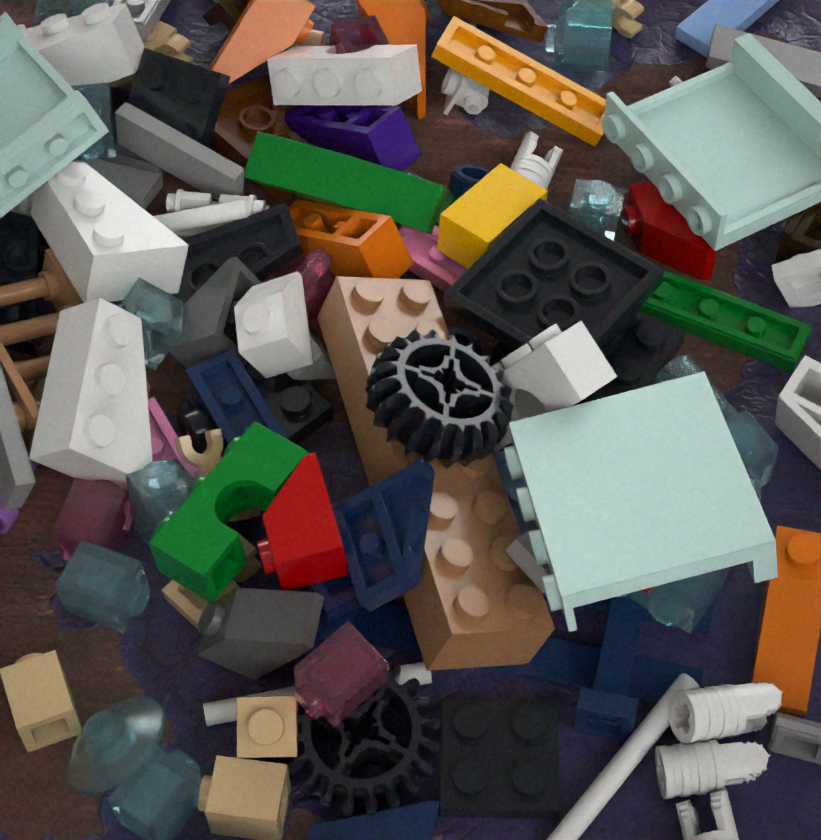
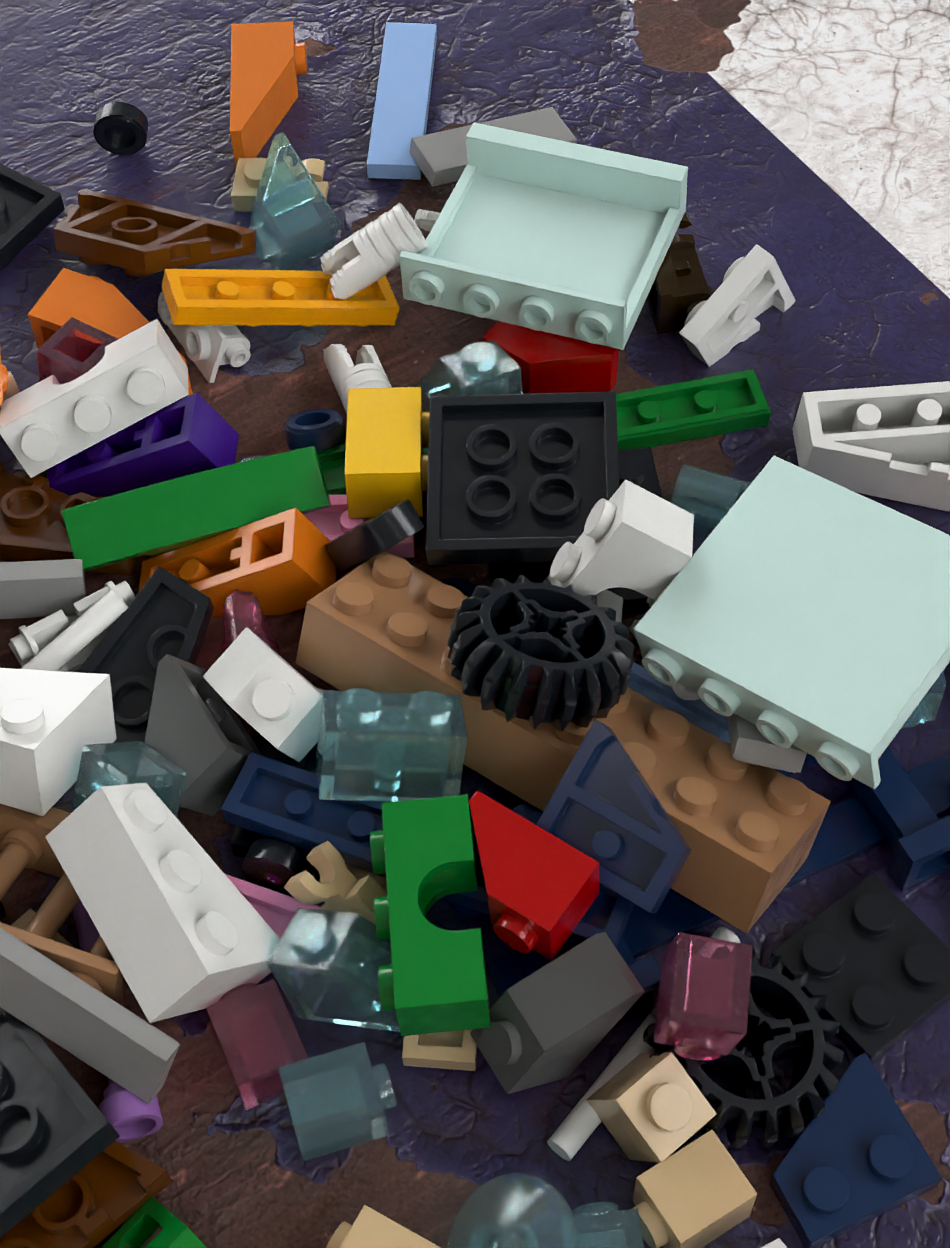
camera: 40 degrees left, 0 degrees up
(304, 397) = (390, 745): none -> clear light blue brick
(428, 265) = (374, 535): none -> black beam
(591, 82) = (372, 252): none -> white hinge

